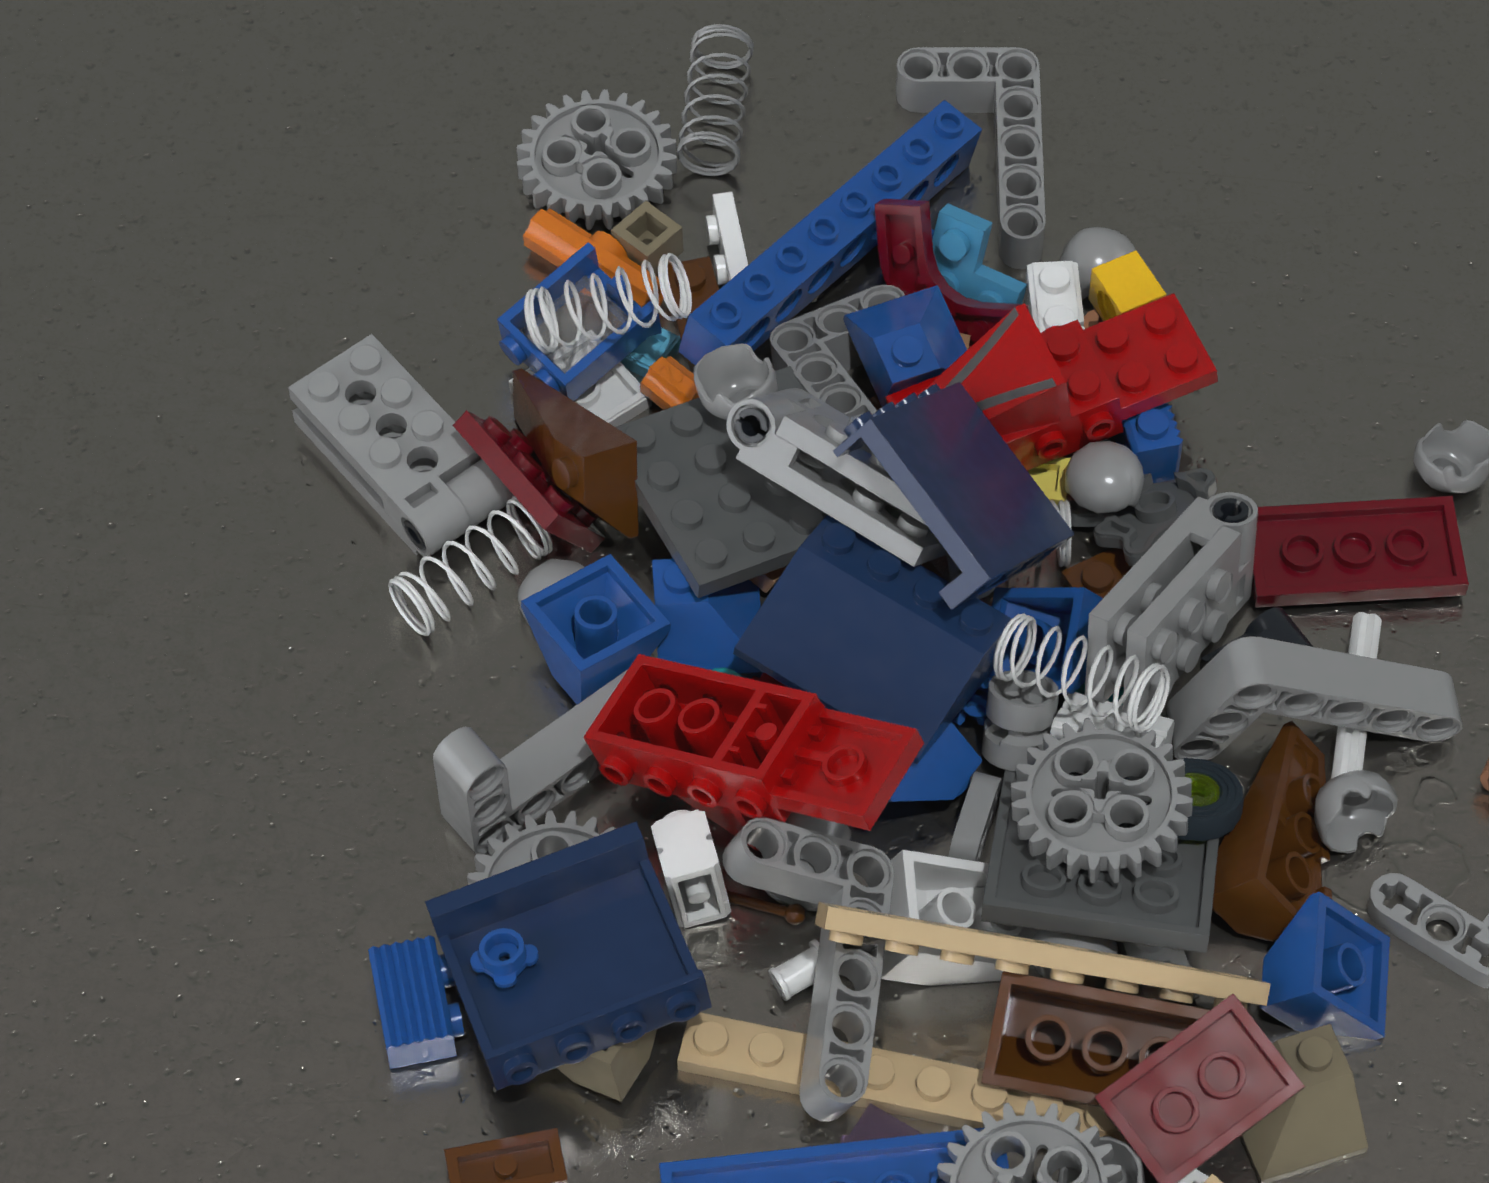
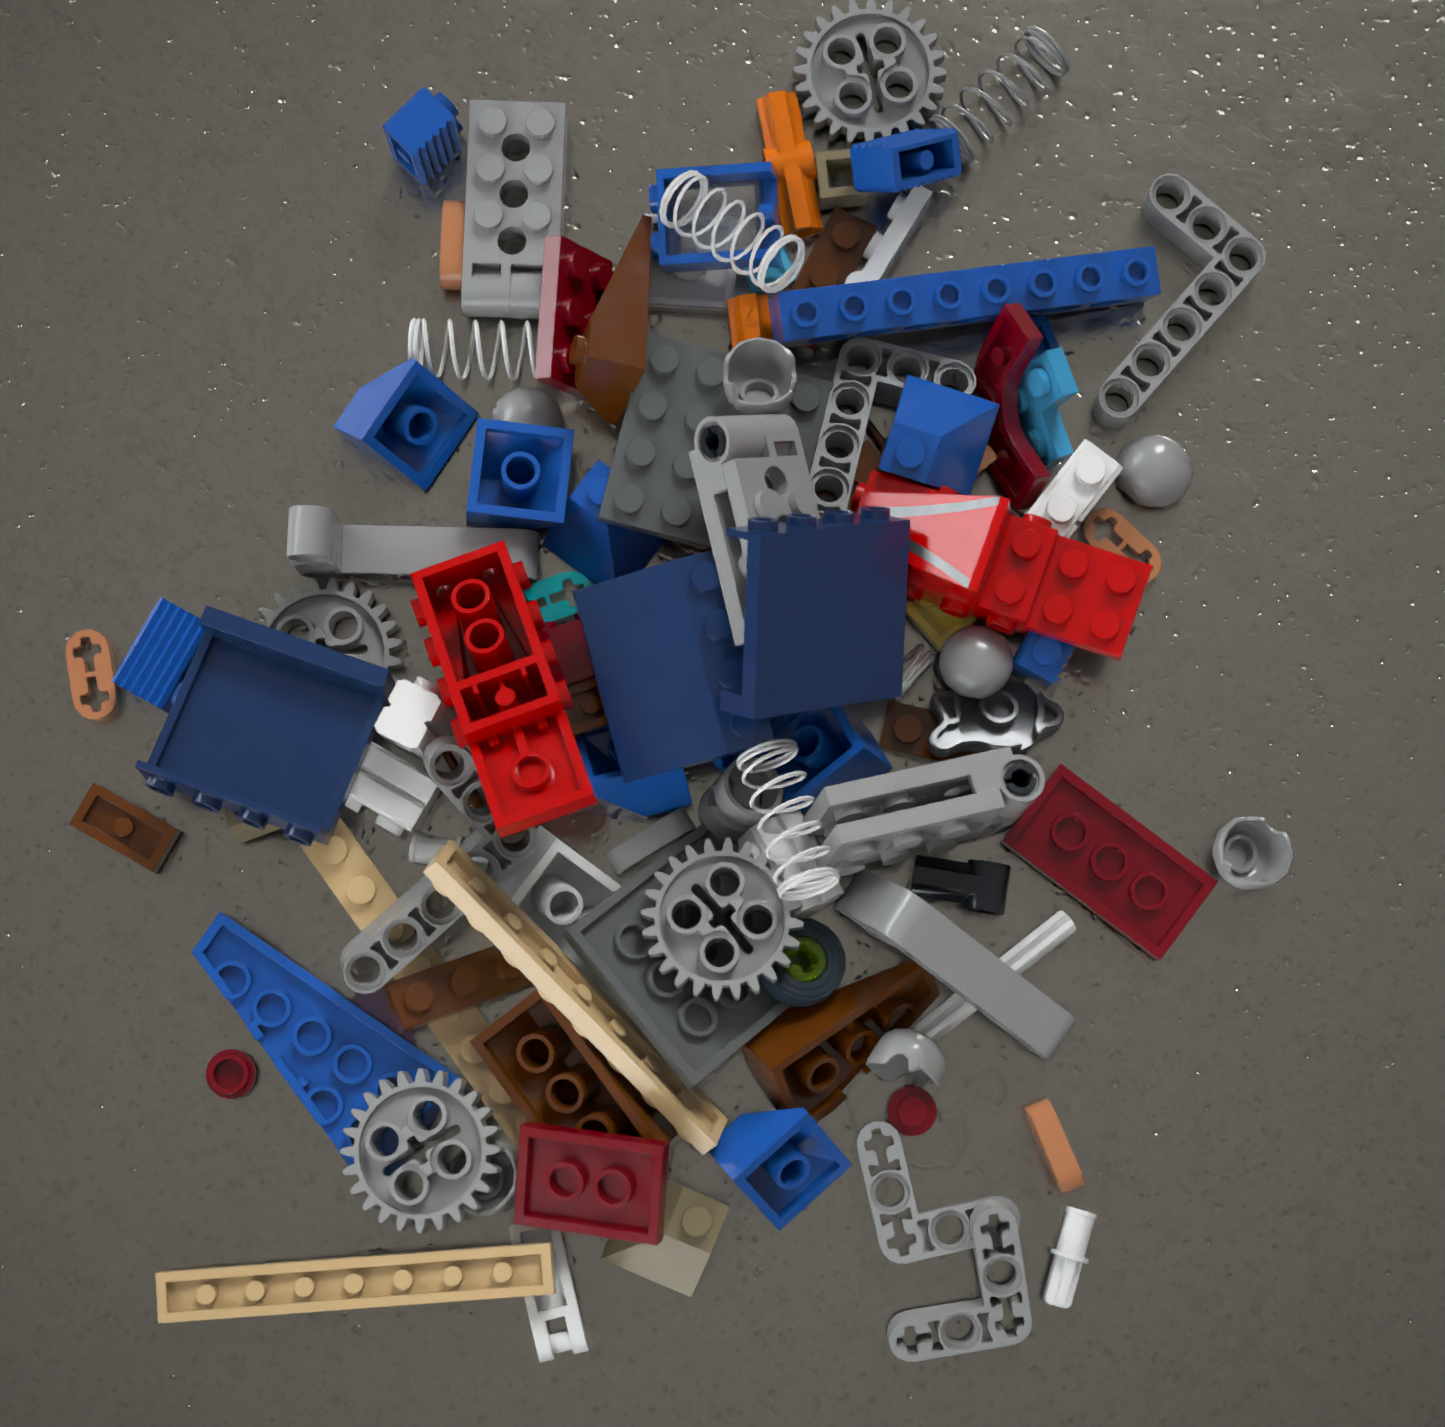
camera: 40 degrees right, 25 degrees up
(271, 443) = (424, 134): none -> blue brick
(366, 1065) = (82, 678): none -> nougat beam
(370, 513) = (452, 245): none -> nougat beam
(454, 667) = (407, 422): none -> blue slope
(502, 944) = (217, 678): blue plate -> none
(691, 178) = (906, 160): none -> blue brick
(727, 946) = (393, 790): none -> white brick
(928, 1048) = (453, 988): none -> reddish brown plate
(1122, 286) = (1135, 524): yellow brick -> none
(1394, 852) = (911, 1111): none -> dark red plate

